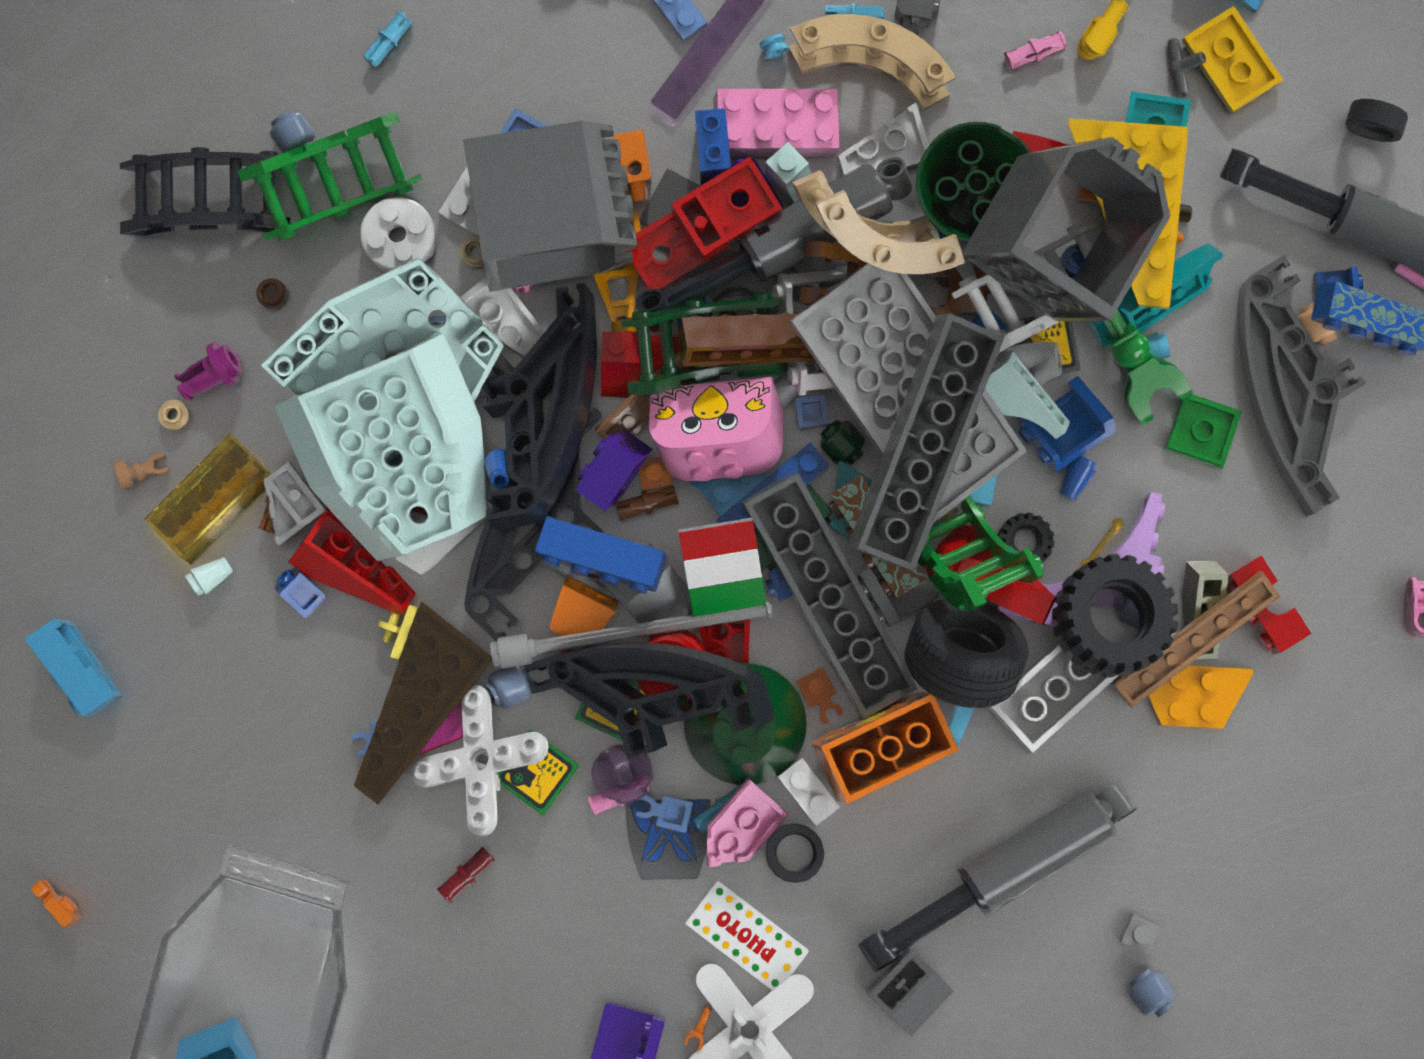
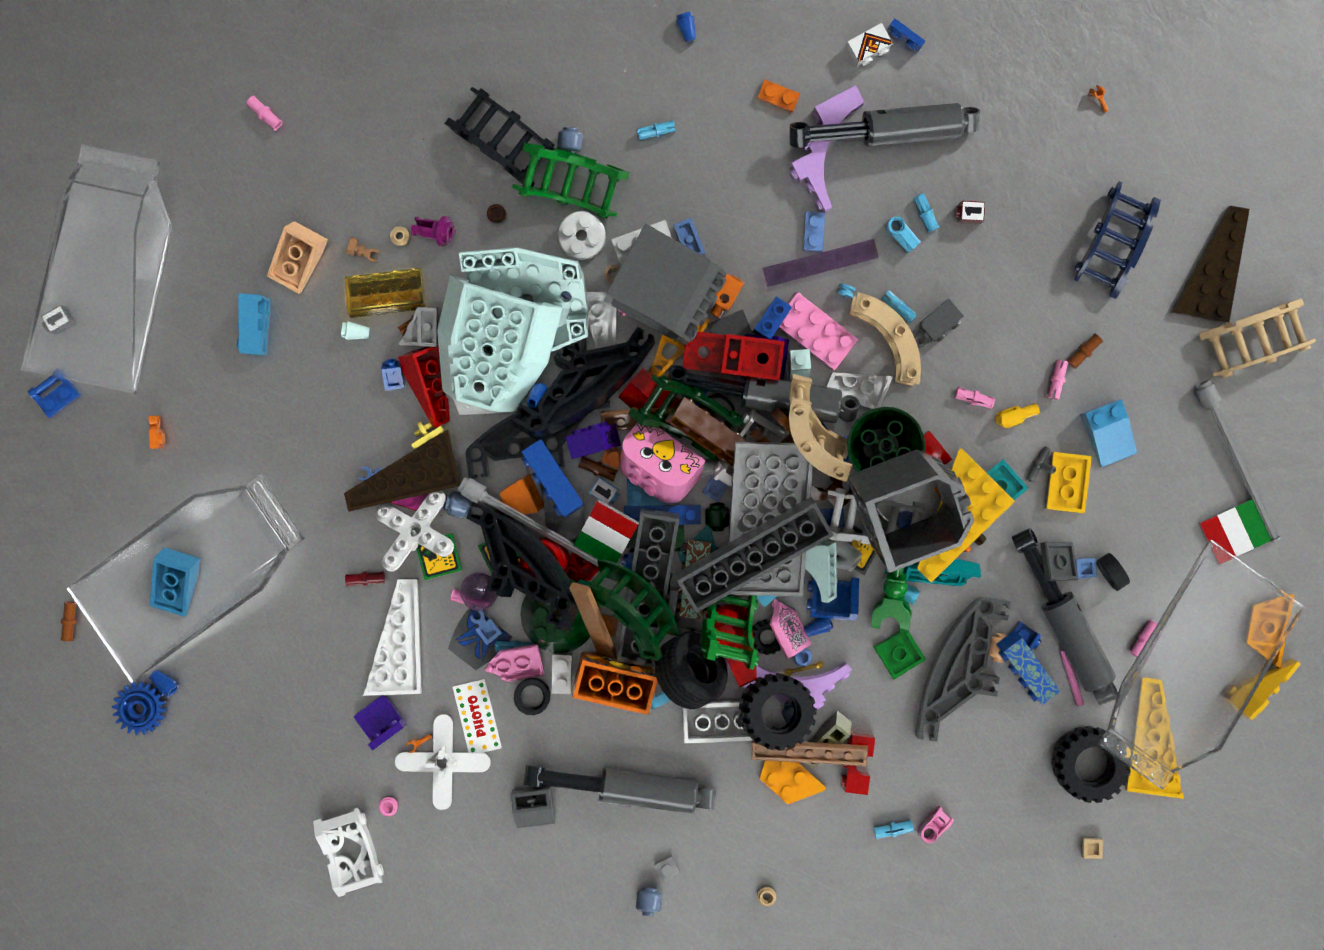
camera: 40 degrees right, 5 degrees up
(63, 542) = (296, 256): none -> light nougat slope
(585, 938) = (398, 655): none -> white wing
(674, 519) = (604, 491): none -> brick
(792, 683) = (593, 619): none -> medium nougat tile
(826, 635) = (626, 612): none -> dark green fence
(1043, 508) = (788, 629): none -> bright pink tile
(1088, 531) = (803, 658): none -> medium blue plate
(1302, 160) = (1059, 561): none -> dark grey tile
(1302, 866) = (766, 902): none -> tan plate
(1339, 144) = (1086, 567): none -> medium blue plate
(1378, 653) = (893, 829): none -> medium azure pin

